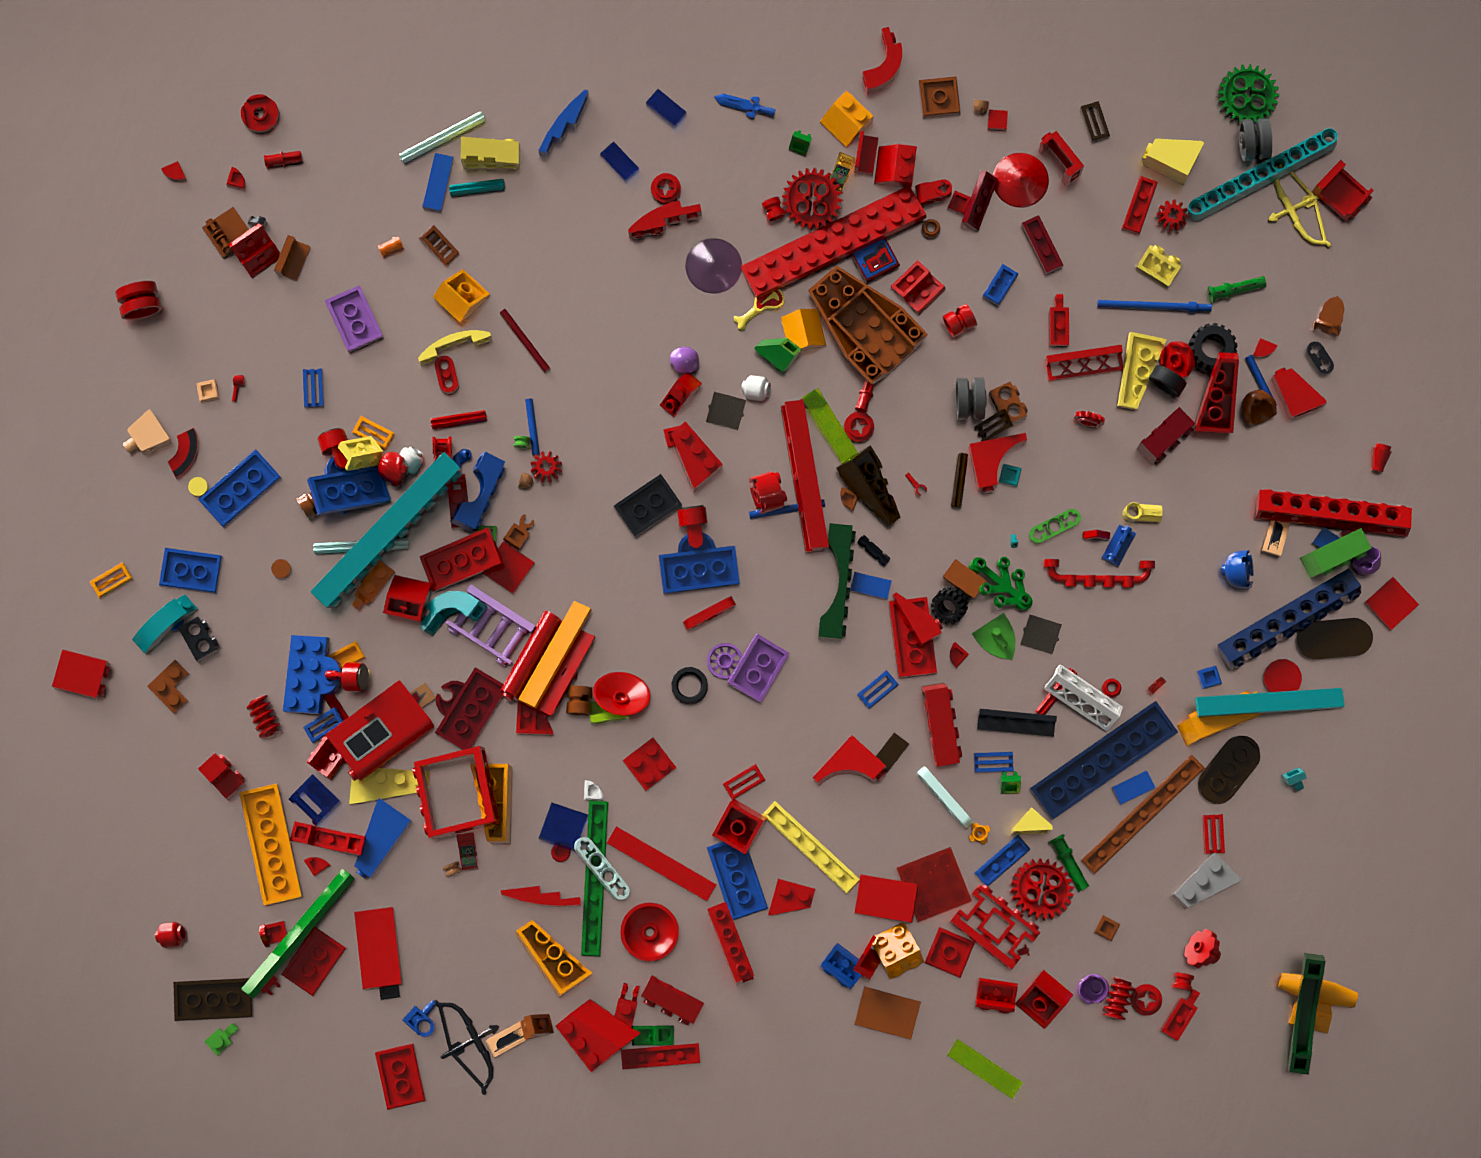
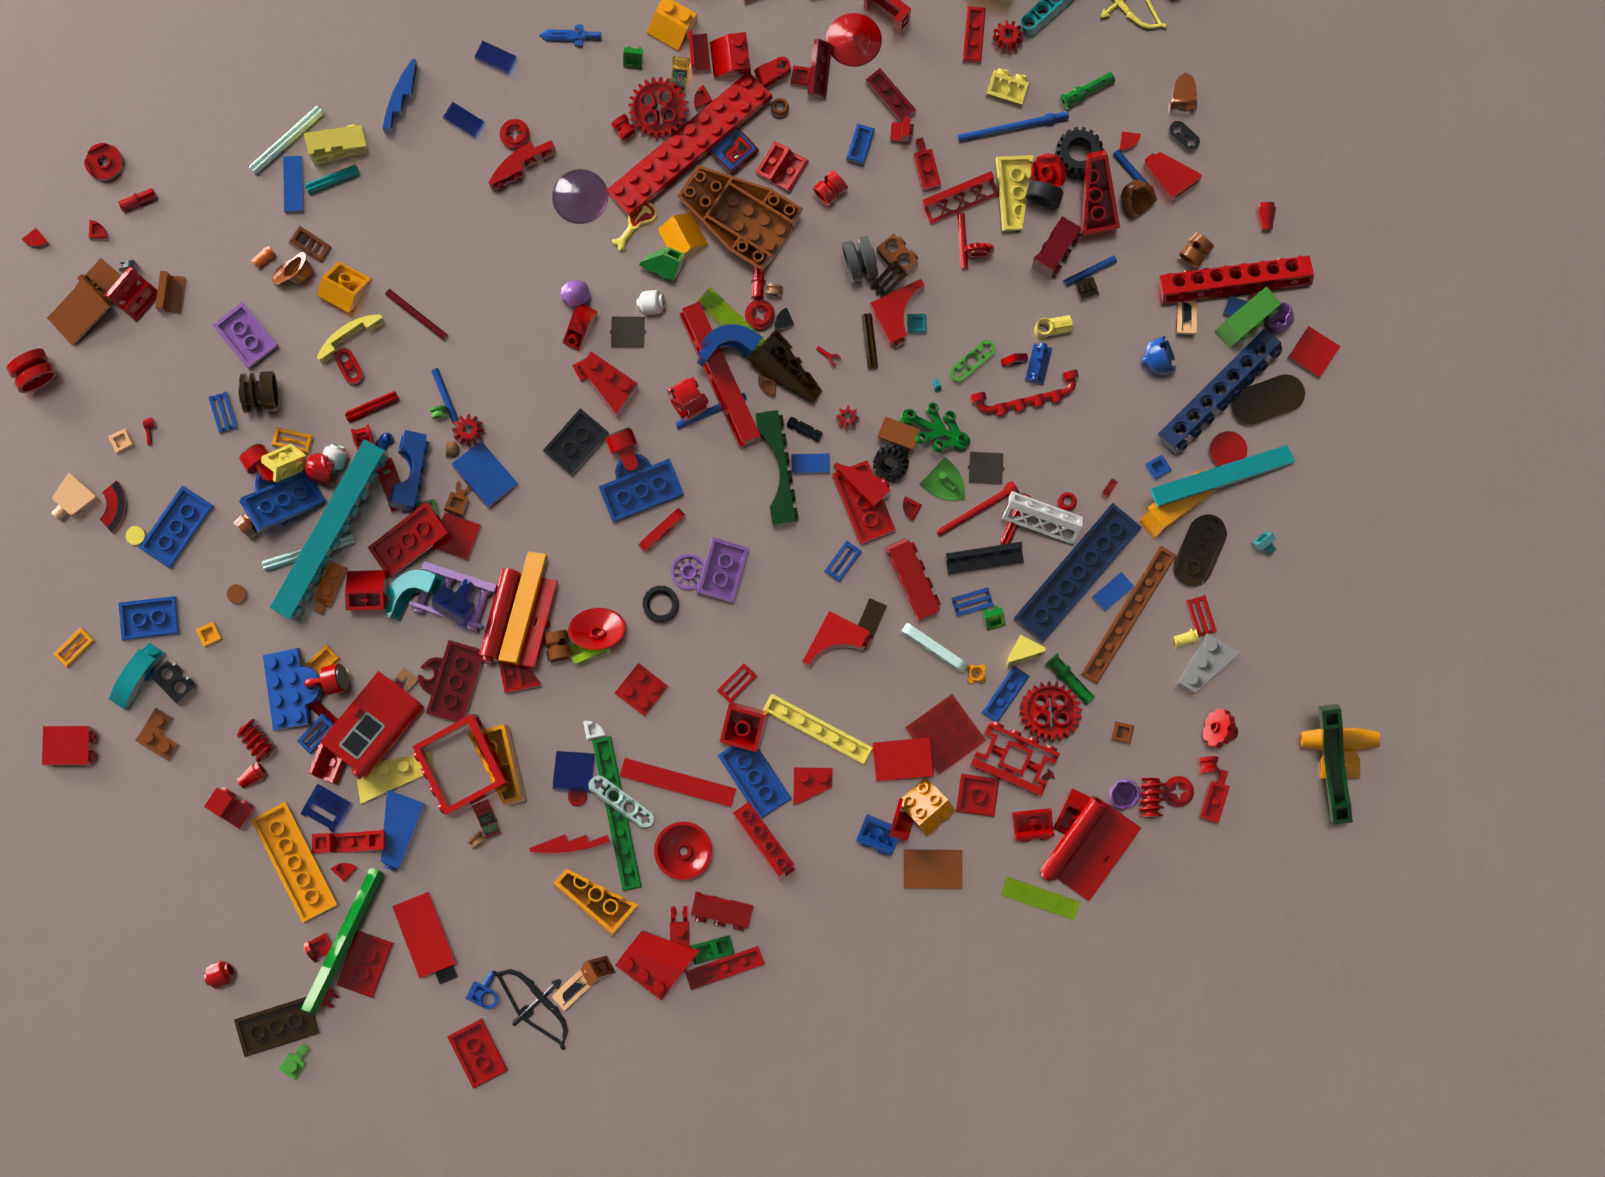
camera: 10 degrees left, 0 degrees up
(199, 254) = (79, 311): none -> dark orange tile
(244, 601) = (208, 634): none -> light orange tile
(252, 749) = (252, 775): none -> red cone
(352, 377) = (258, 392): none -> dark brown wheel
(418, 267) = (294, 270): none -> dark orange piece
(490, 634) = (454, 604): none -> clear blue brick
(551, 514) = (484, 474): none -> blue tile
(822, 440) = (732, 336): none -> blue arch
(857, 200) = (701, 98): none -> red tile
(879, 407) = (774, 290): none -> medium nougat bush
(880, 438) = (783, 320): none -> black tile
(923, 549) = (853, 418): none -> red gear
(1044, 282) = (901, 131): none -> red bracket
(1051, 1024) = (1093, 837): none -> red door
(1059, 659) = (1010, 486): none -> red piece
(1076, 405) = (962, 240): none -> red bar
(1185, 484) = (1086, 288): none -> dark brown tile
(1193, 467) = (1089, 271): none -> blue bar
(1193, 852) = (1186, 638): none -> light yellow pin
(1297, 478) = (1196, 250): none -> dark orange wheel

